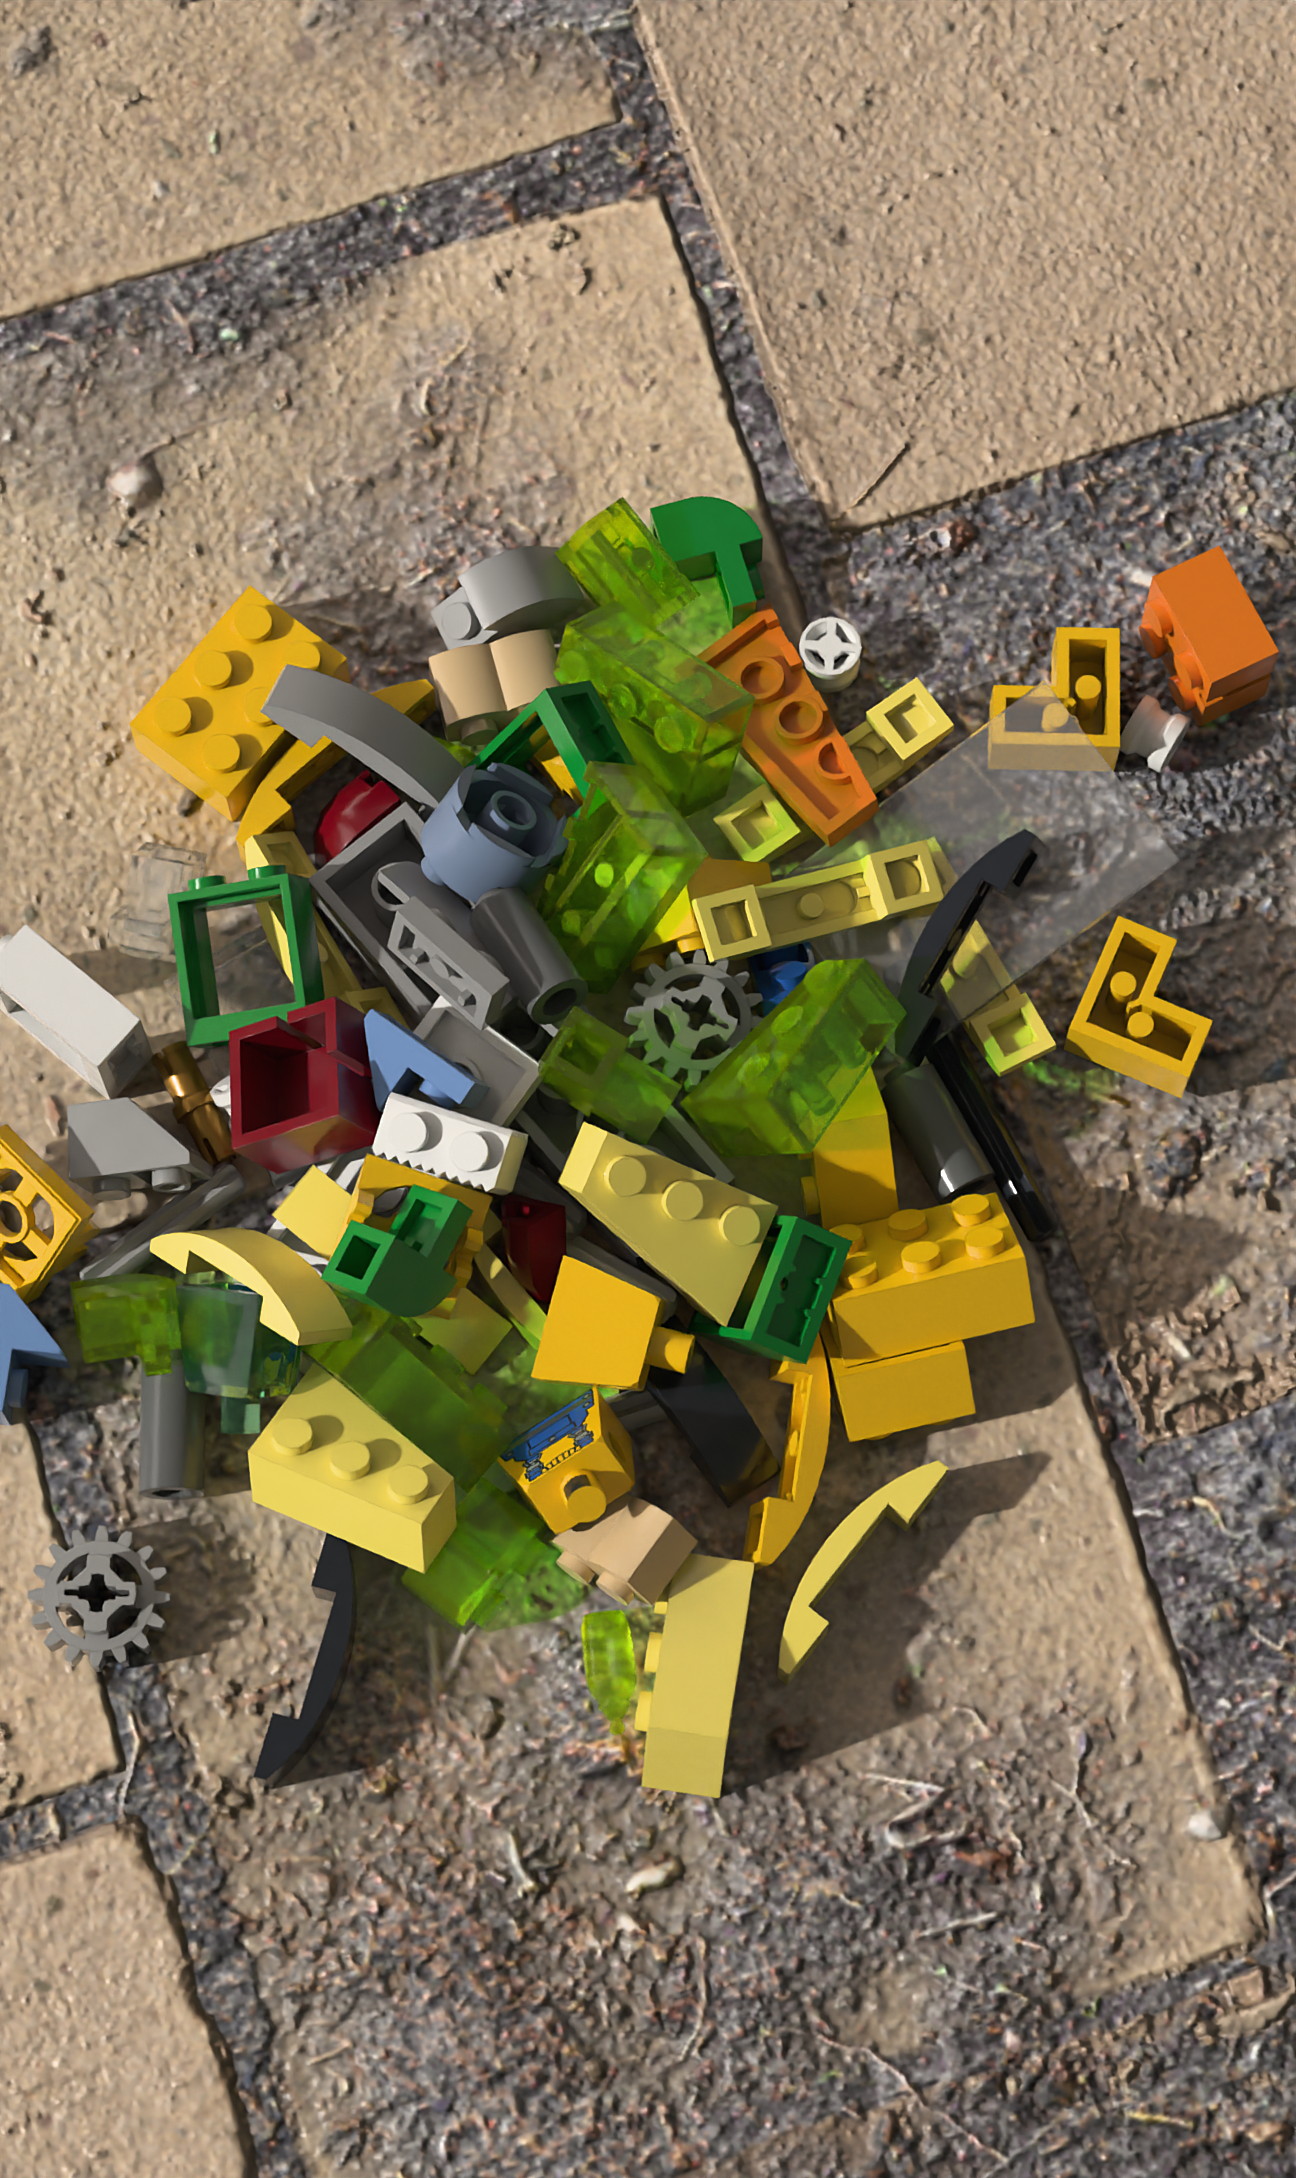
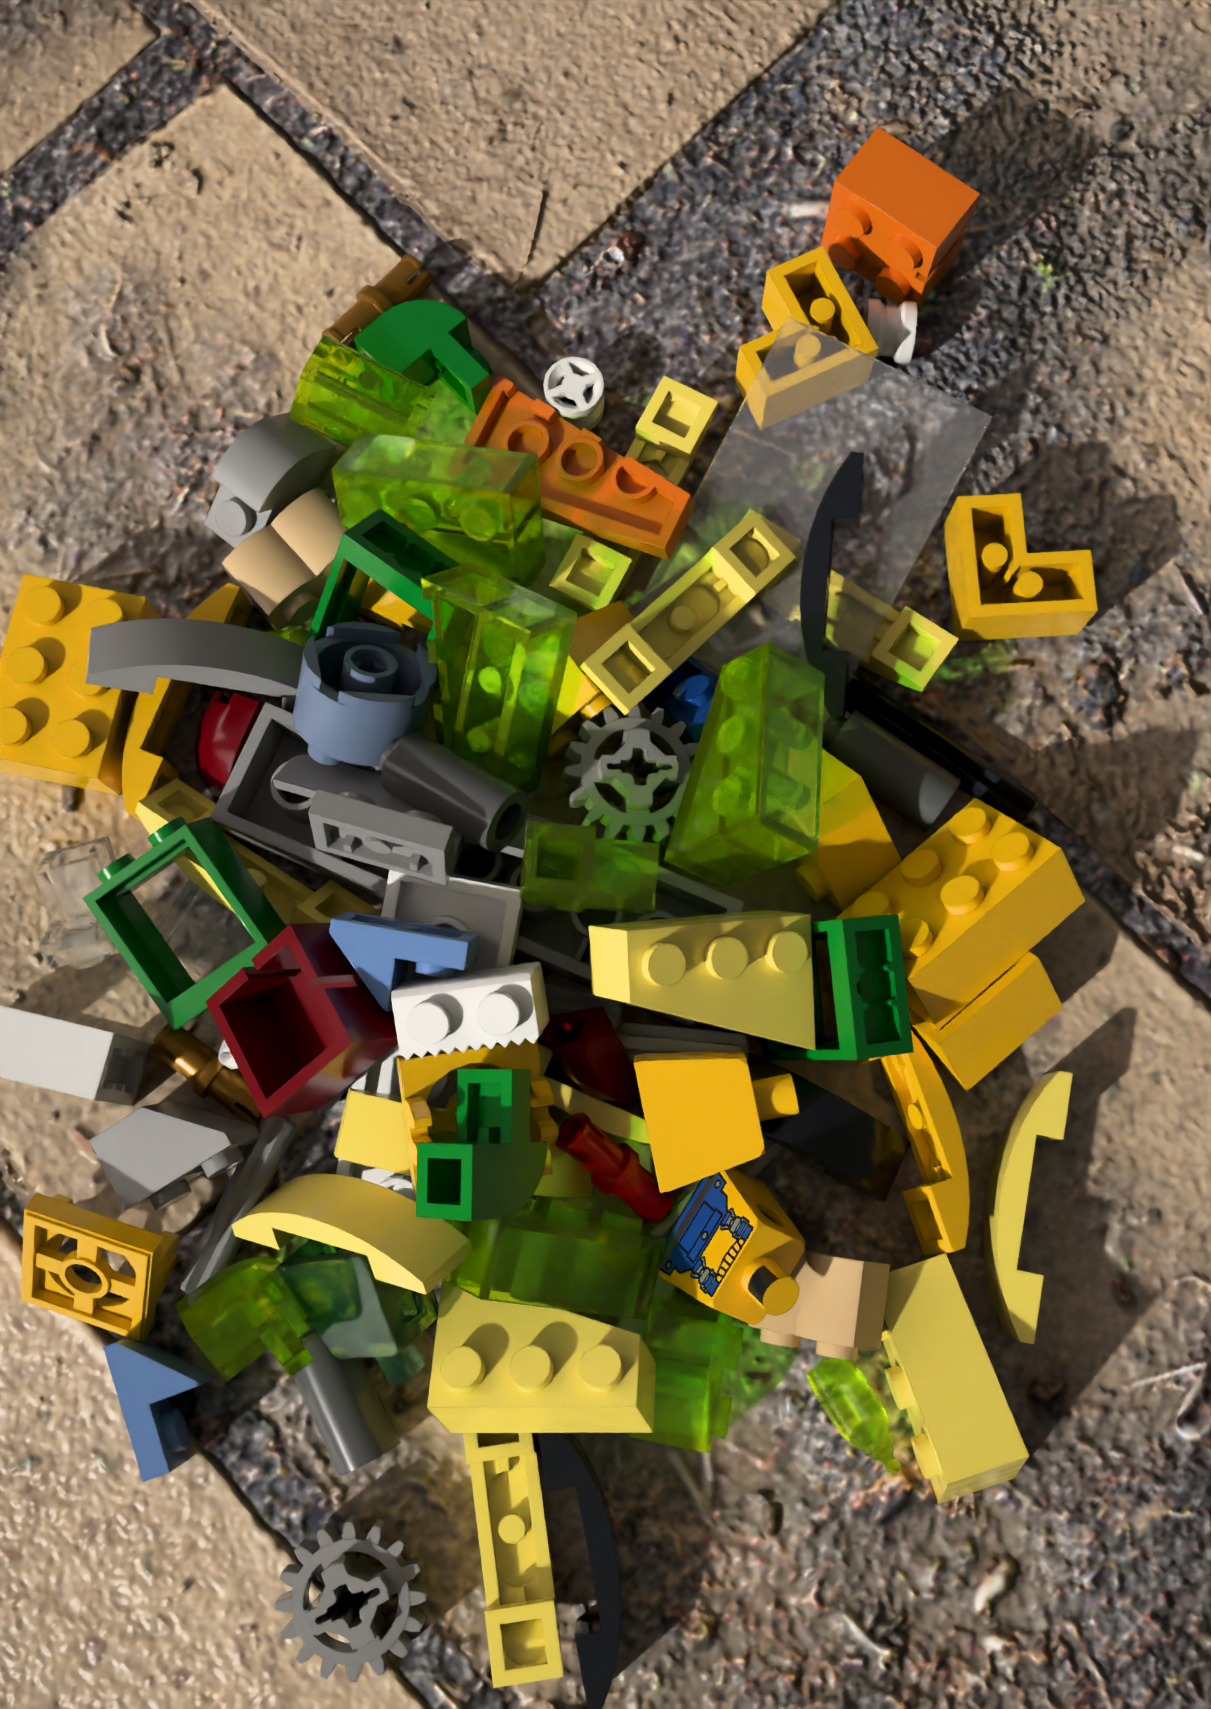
camera: 25 degrees left, 5 degrees up
(257, 1626) = (515, 1558): none -> light yellow slope
(505, 1353) = (613, 1167): none -> red pin
(688, 481) = (377, 299): none -> pearl gold pin

